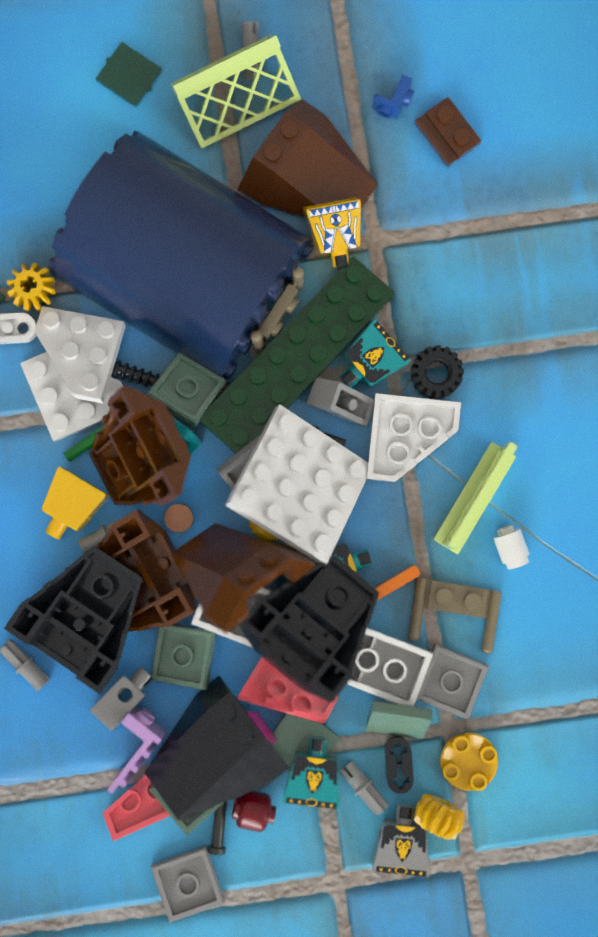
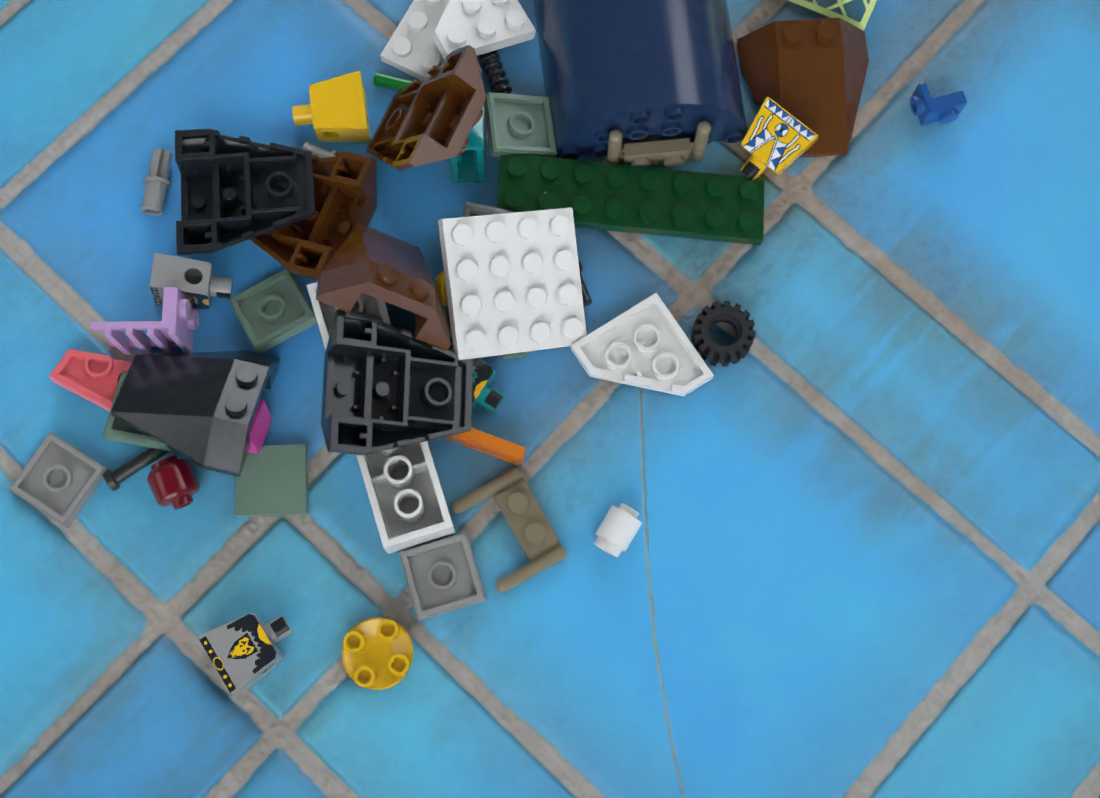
camera: 50 degrees right, 10 degrees down
(178, 518) = (398, 212): nougat tile -> none
(275, 691) = (301, 408): coral wing -> none
(313, 777) = (247, 511): torso -> none
(341, 401) = (622, 268): light grey slope -> none
(364, 787) = (274, 570): light grey axle -> none
(373, 357) = (687, 266): torso -> none
(398, 720) = (364, 546): sand green tile -> none
(405, 764) = (316, 582): black beam -> none
(439, 816) = (300, 661): yellow gear -> none
(447, 131) = (949, 175): reddish brown plate -> none
(475, 496) = (637, 459): yellowish green fence -> none

